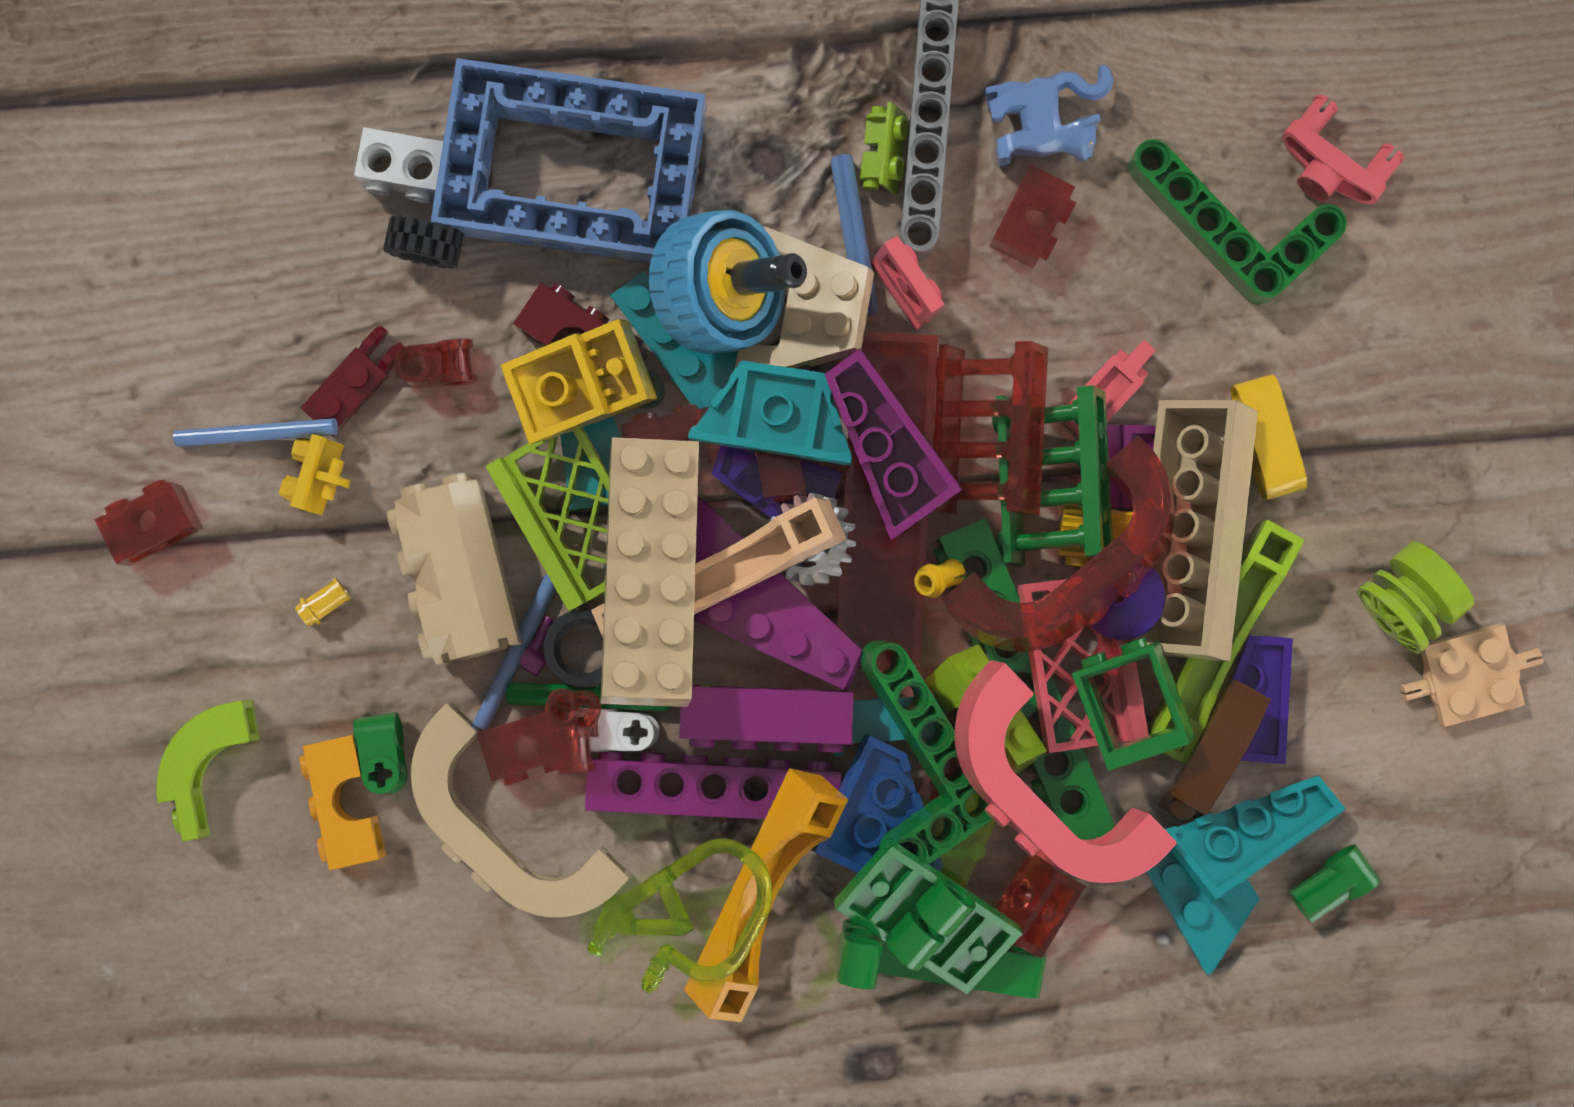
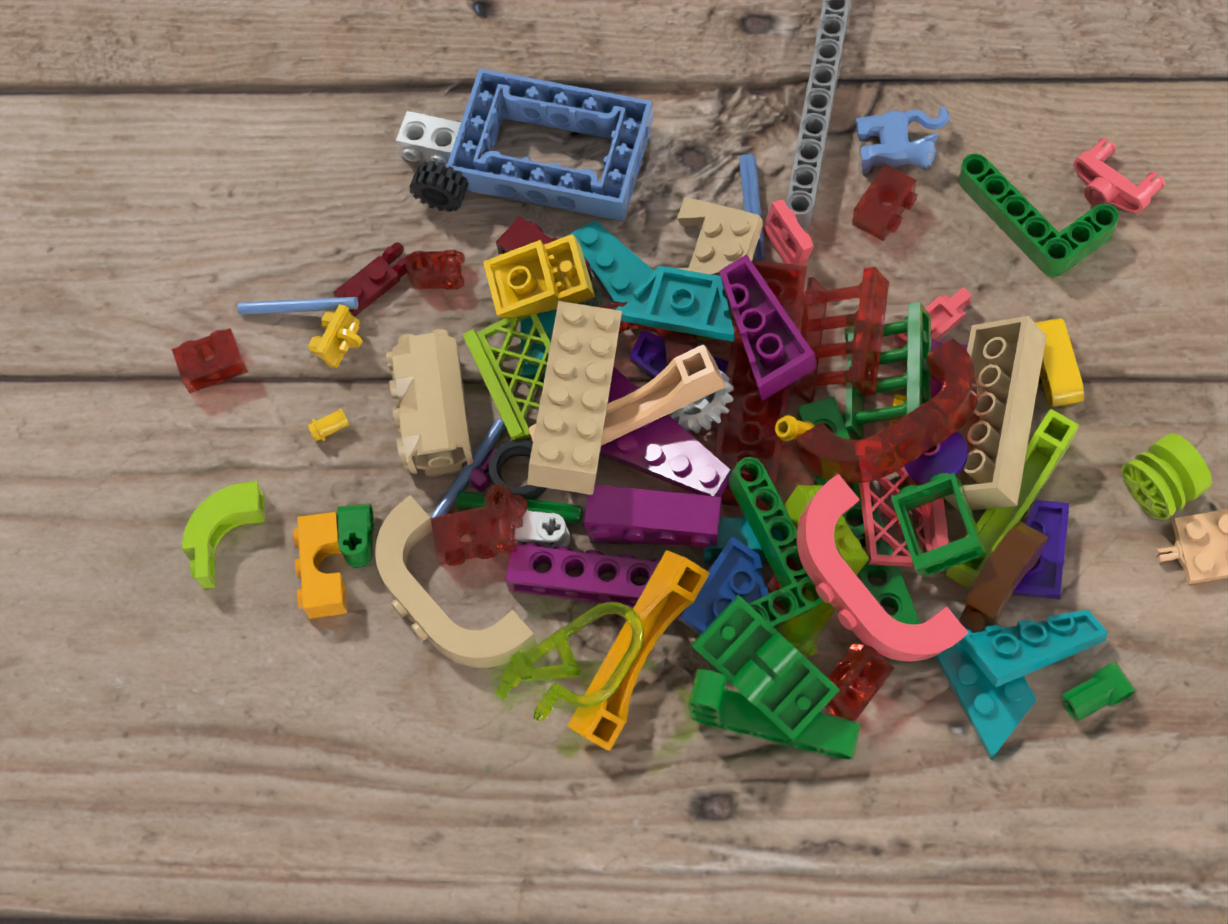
camera: 10 degrees right, 20 degrees down
(720, 281) = (650, 217): dark azure wheel -> none
(887, 130) = (781, 142): lime hinge -> none

